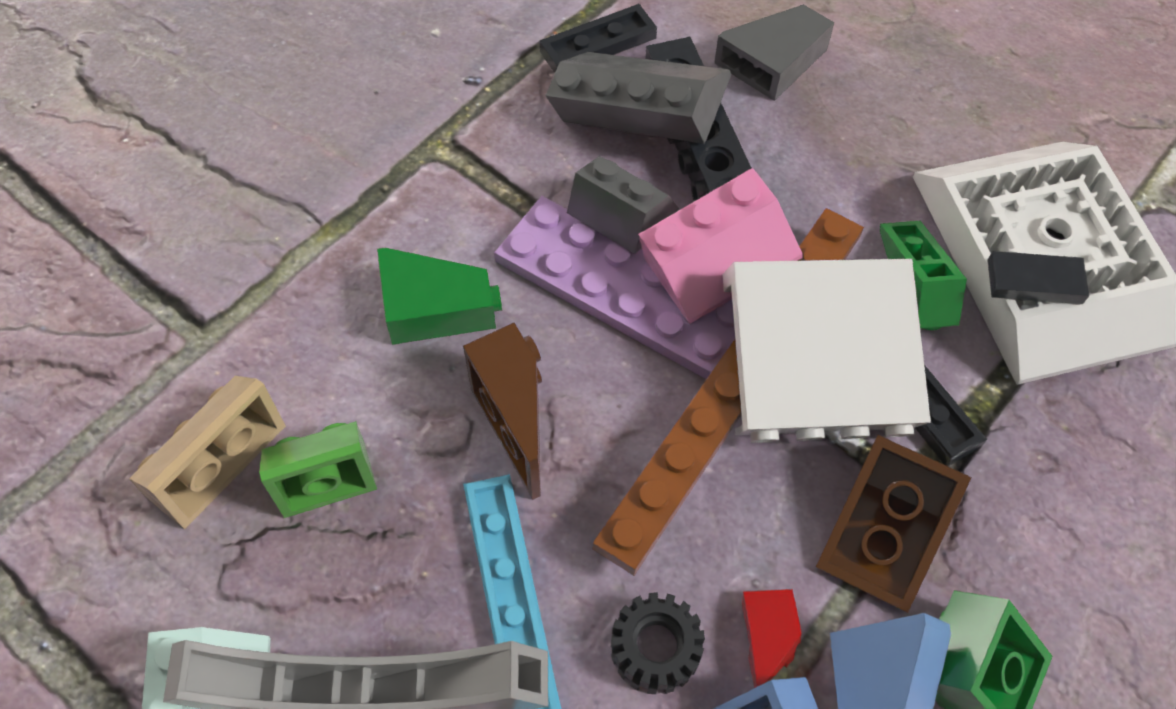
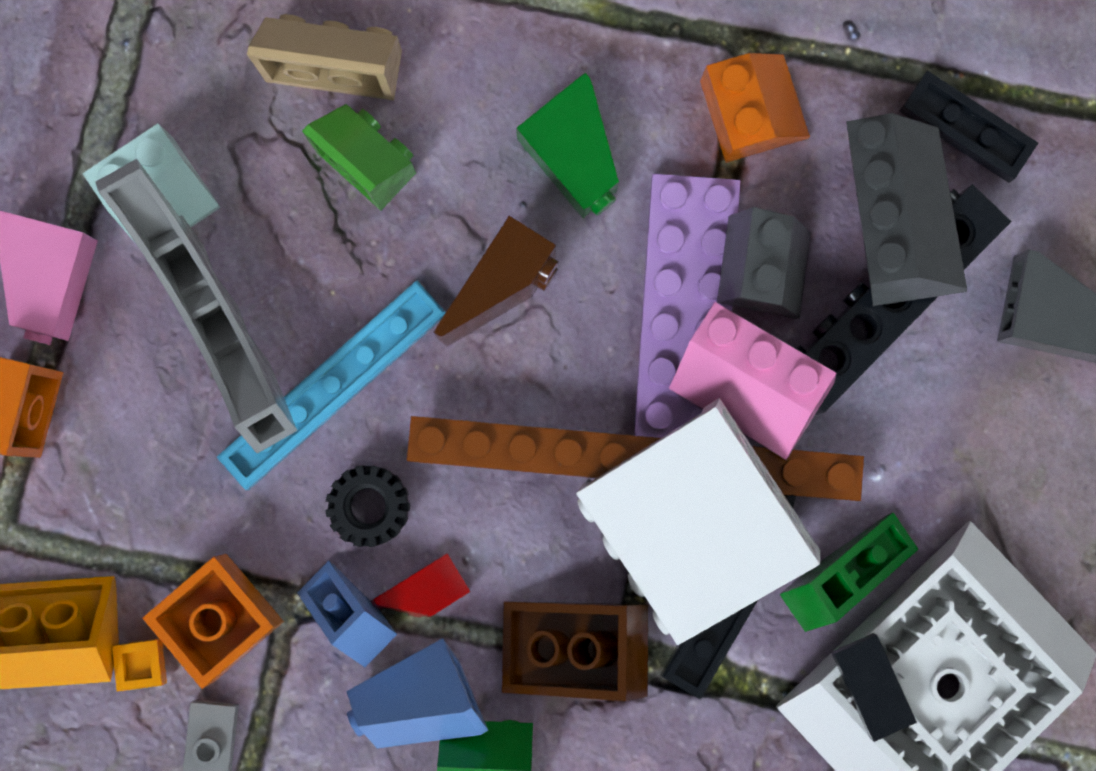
camera: 60 degrees right, 25 degrees up
(485, 164) = (753, 104): none -> orange slope

